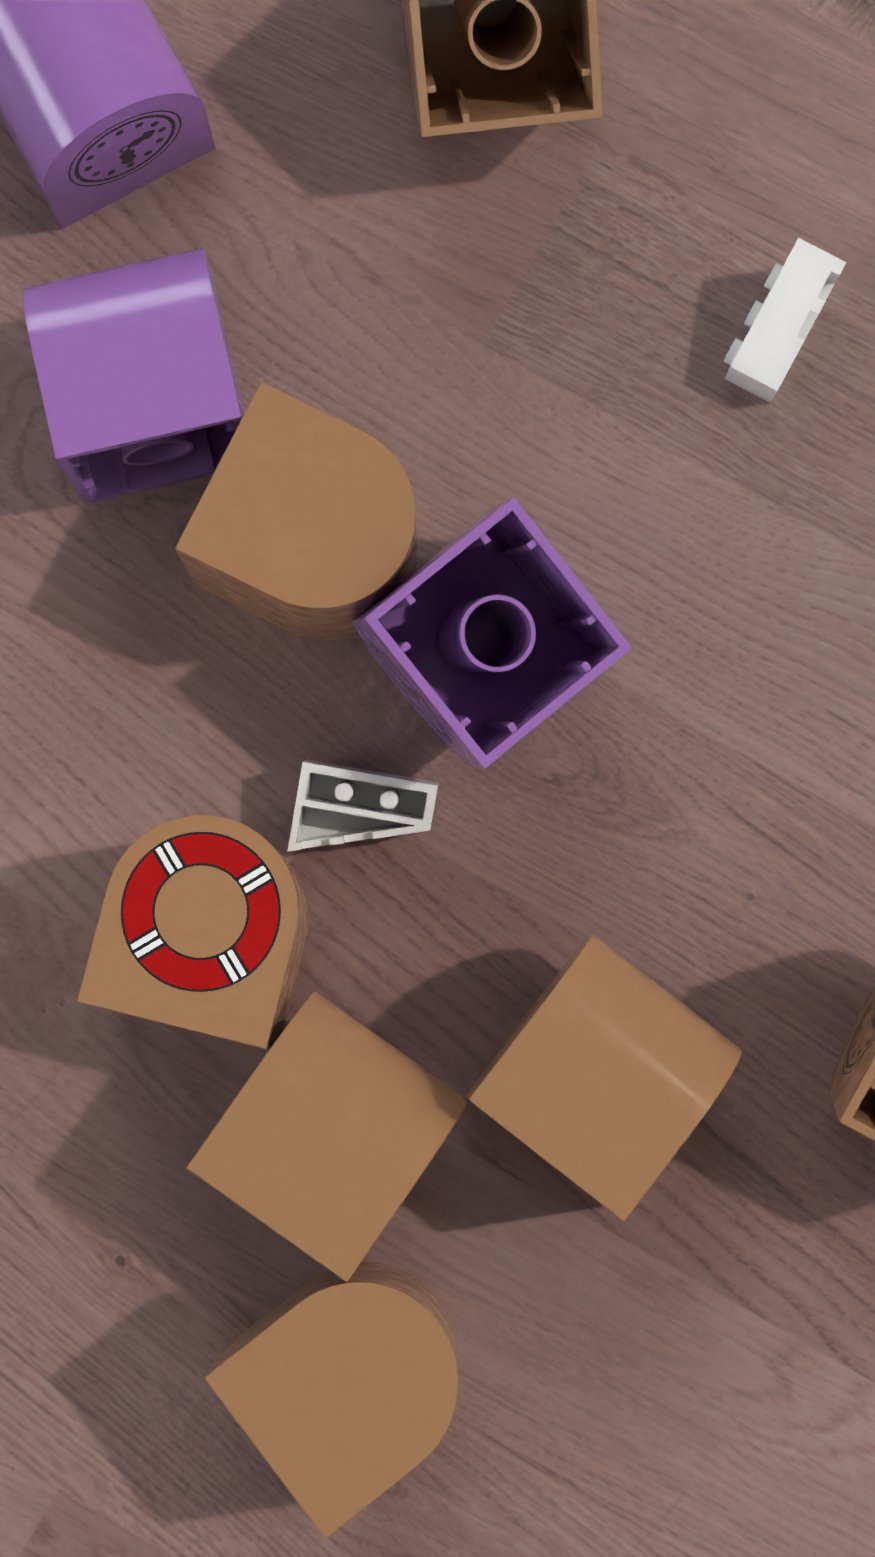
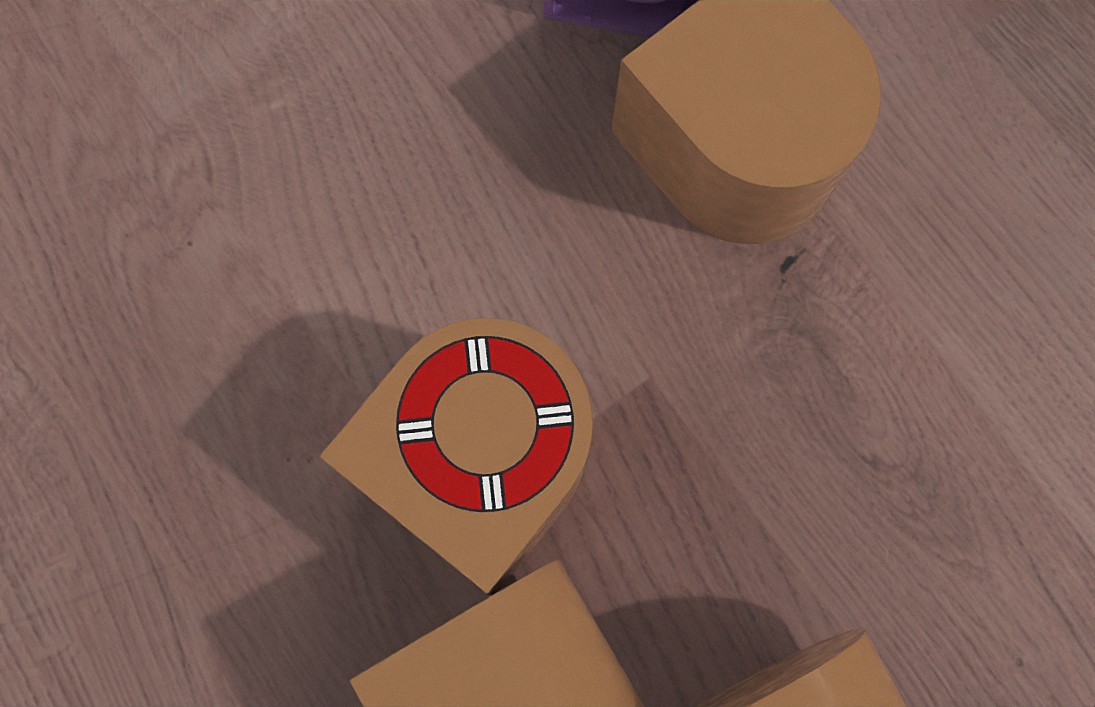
camera: 25 degrees right, 5 degrees down
(357, 804) = (678, 398): white wedge -> none
(491, 635) = (891, 284): medium lavender brick -> none

